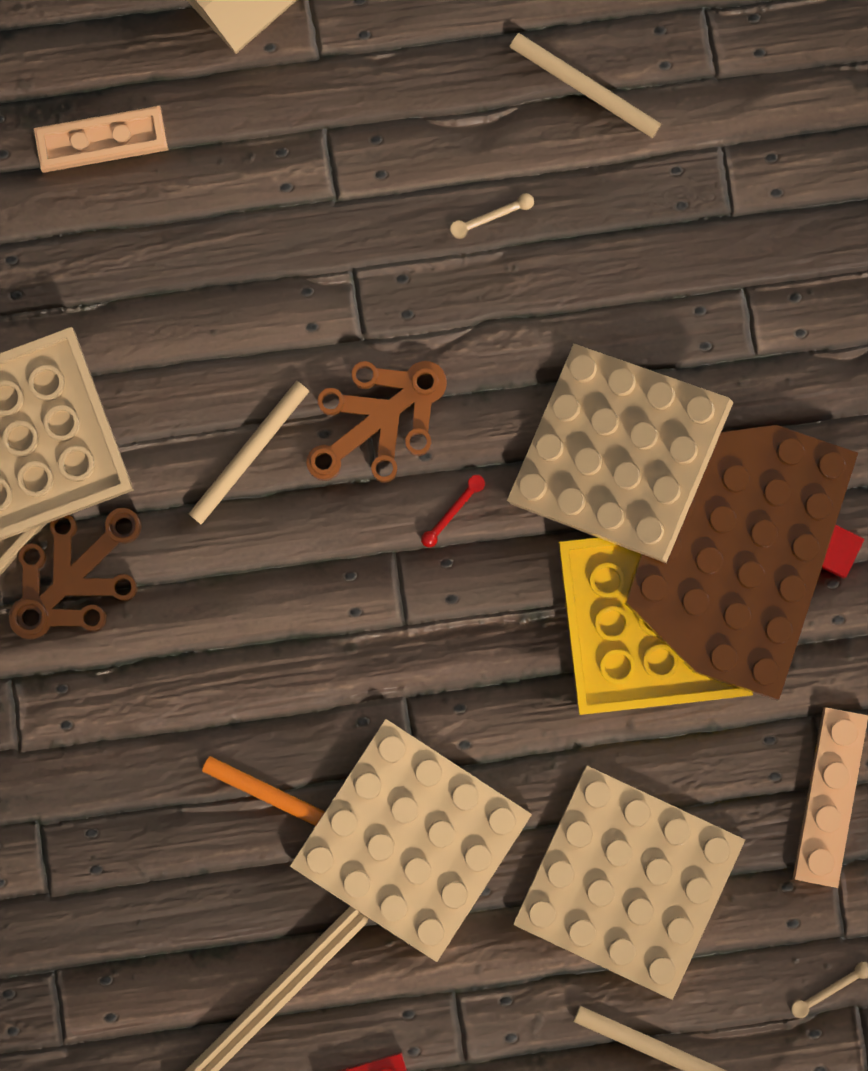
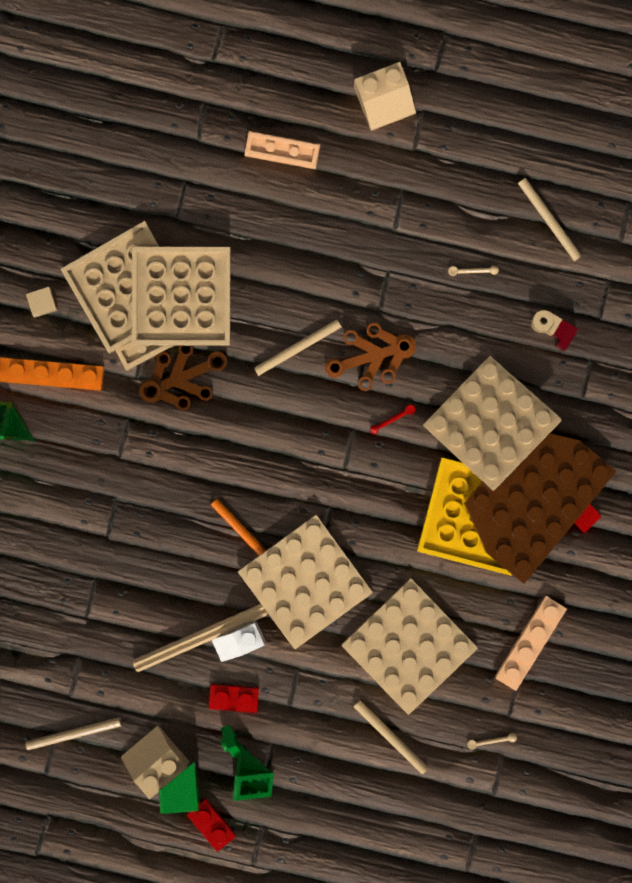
camera: 25 degrees right, 5 degrees up
(336, 985) = (239, 641): none -> white slope
(662, 256) = (555, 327): none -> leg

